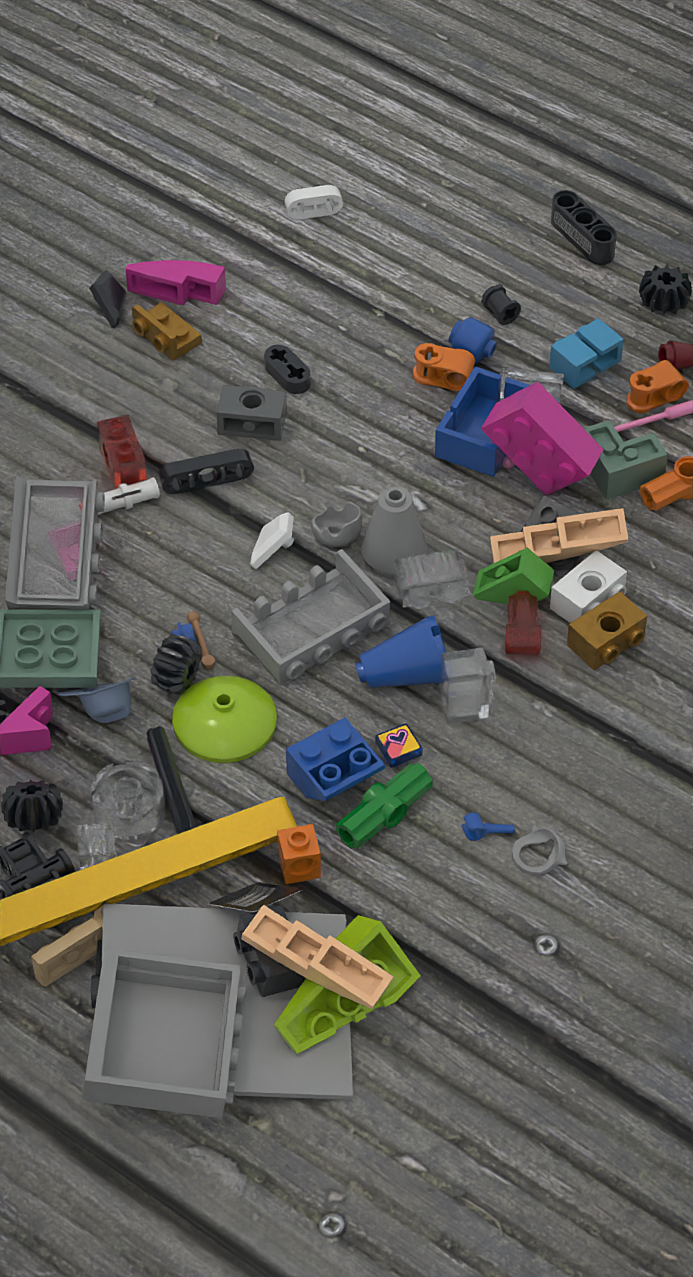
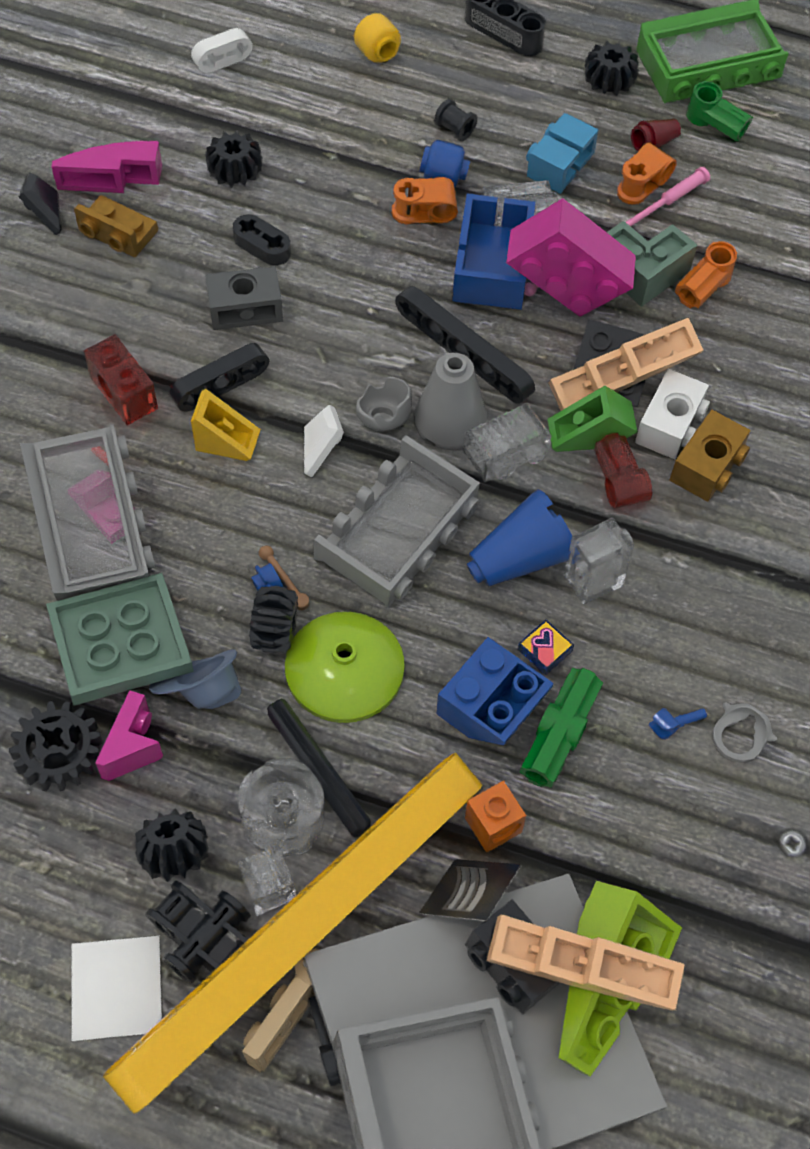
camera: 20 degrees left, 10 degrees up
(145, 490) = (160, 414): white pin -> none
(191, 512) = (221, 429): none -> yellow slope
(288, 296) = (234, 159): none -> black gear
(429, 492) = (458, 338): none -> black beam
(457, 219) = (377, 38): none -> yellow head

